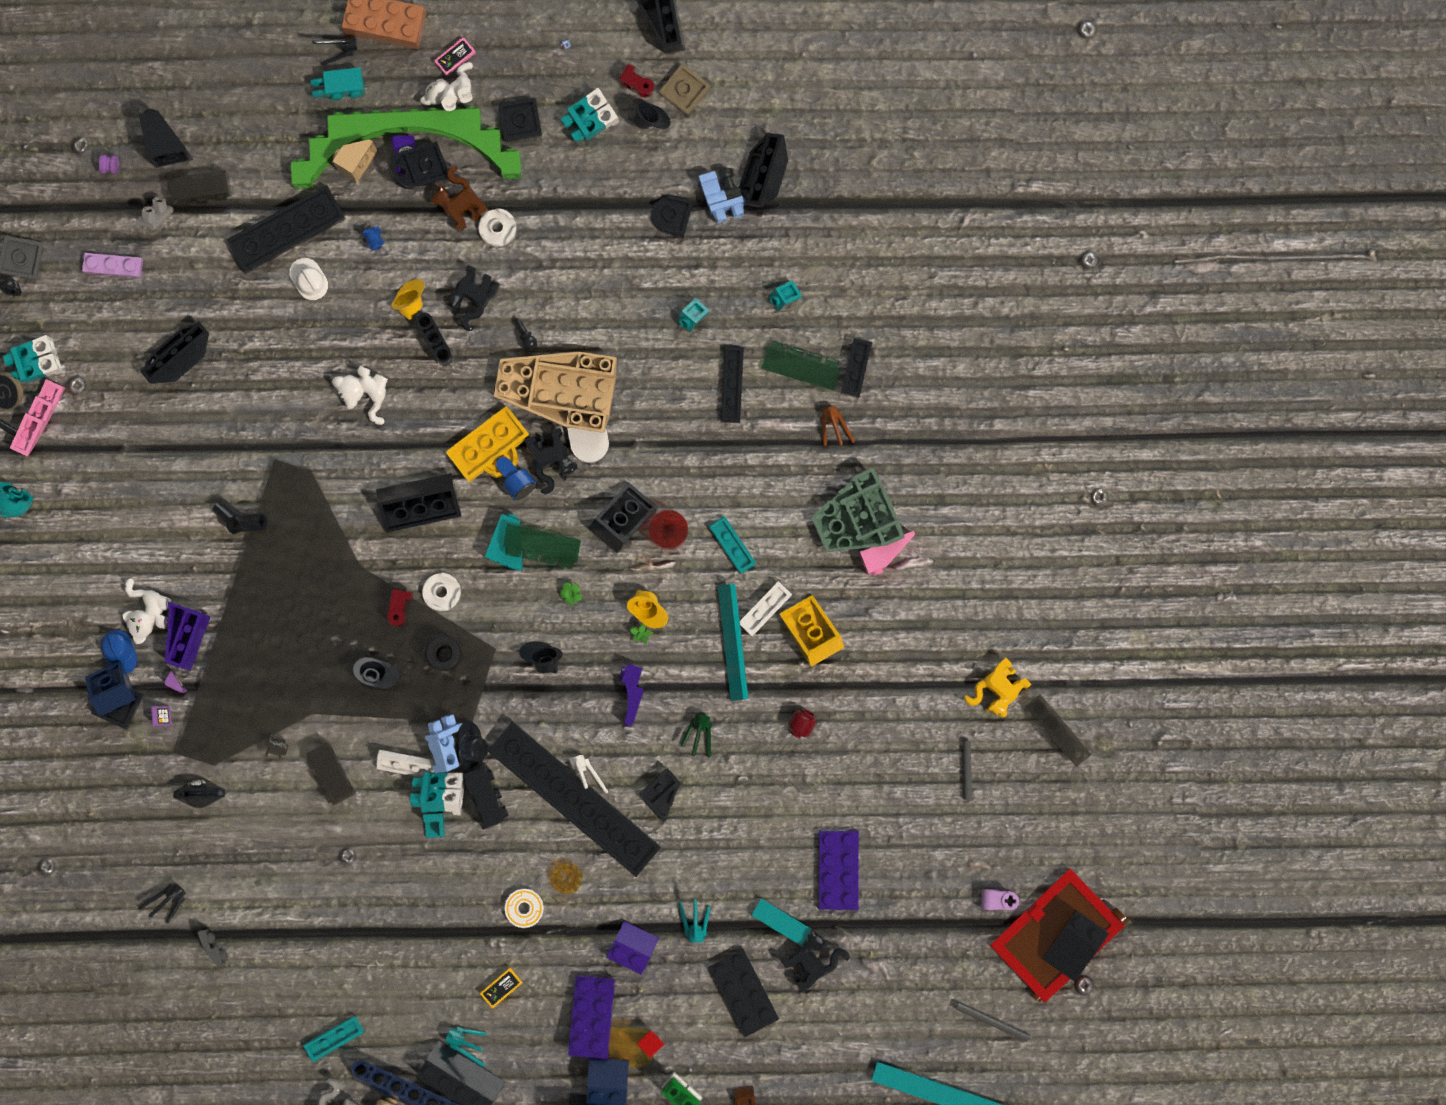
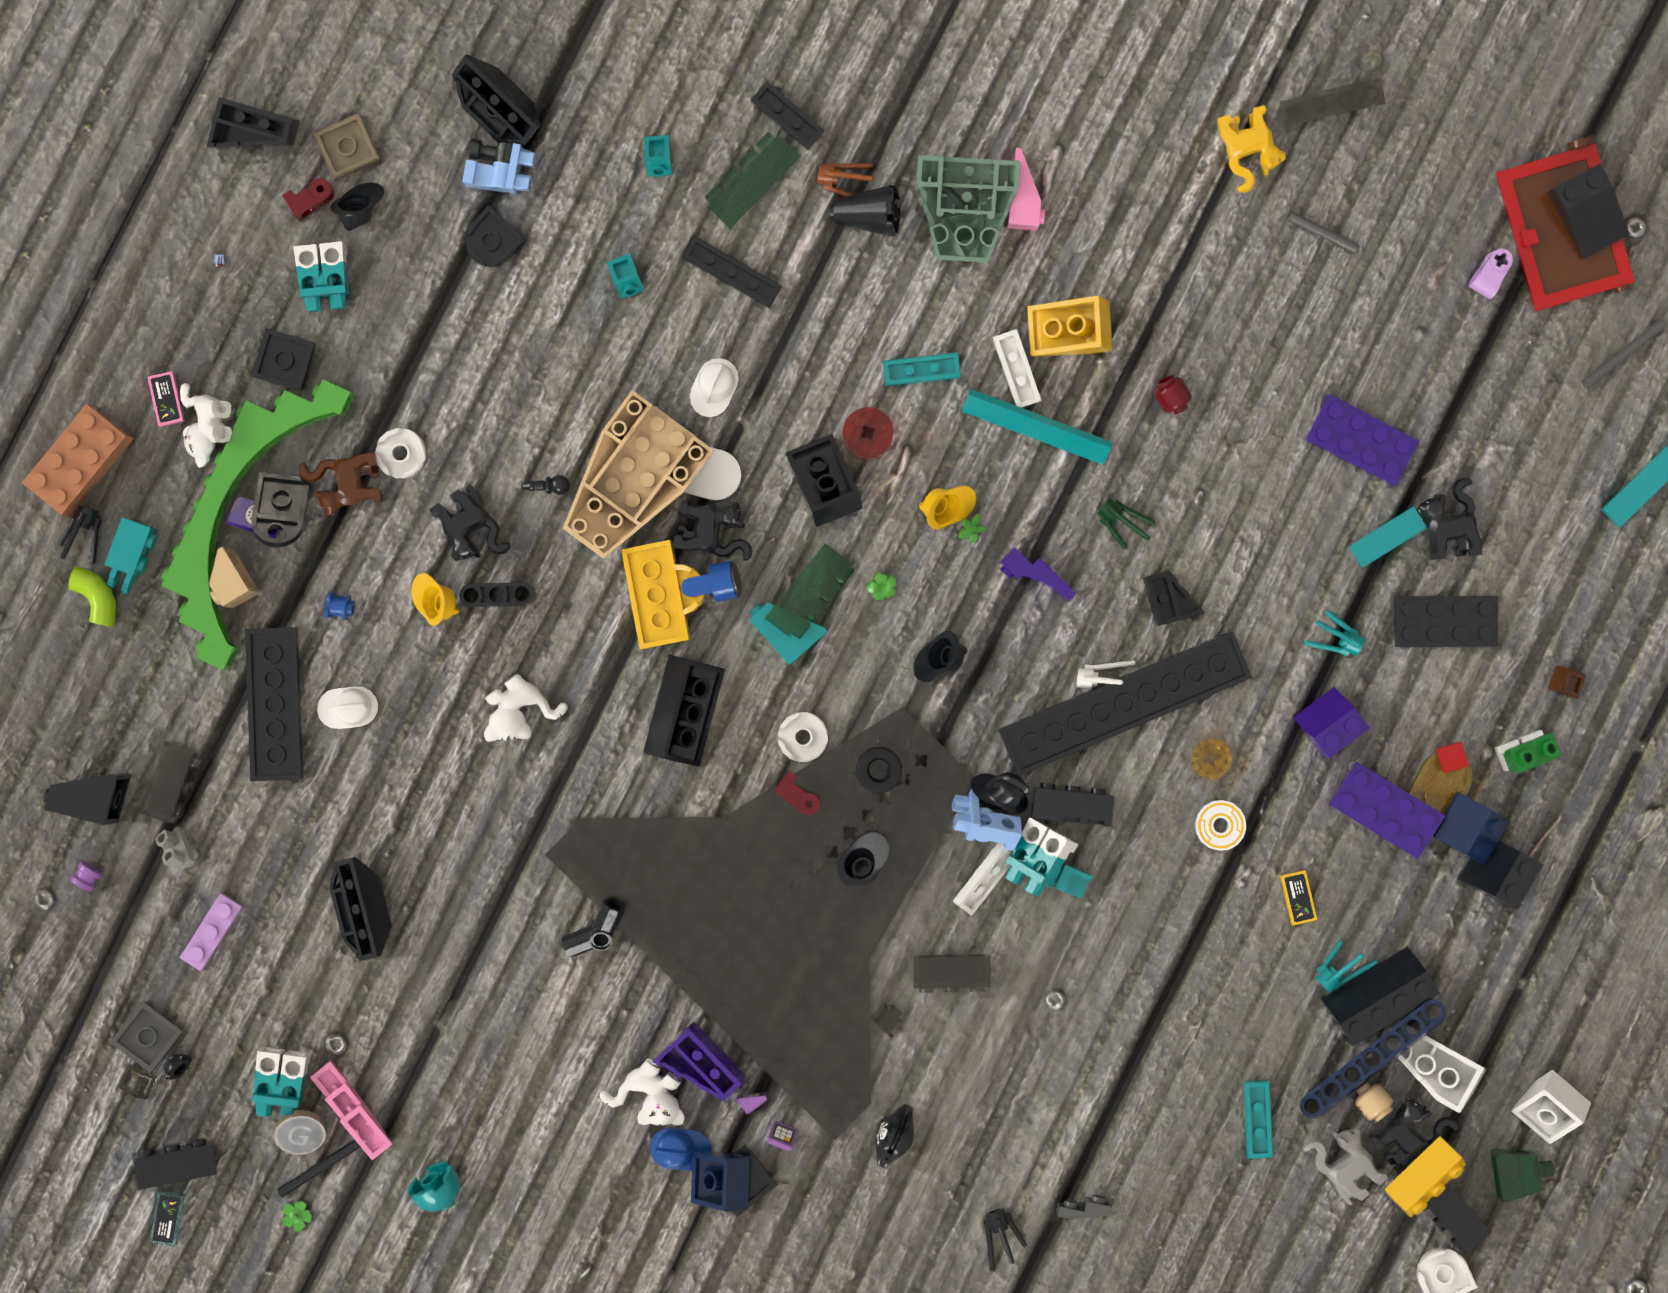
camera: 55 degrees left, 5 degrees up
(301, 78) = (98, 594): none -> lime cylinder
(648, 412) = (714, 387): none -> white piece
(820, 455) = (869, 211): none -> black cone

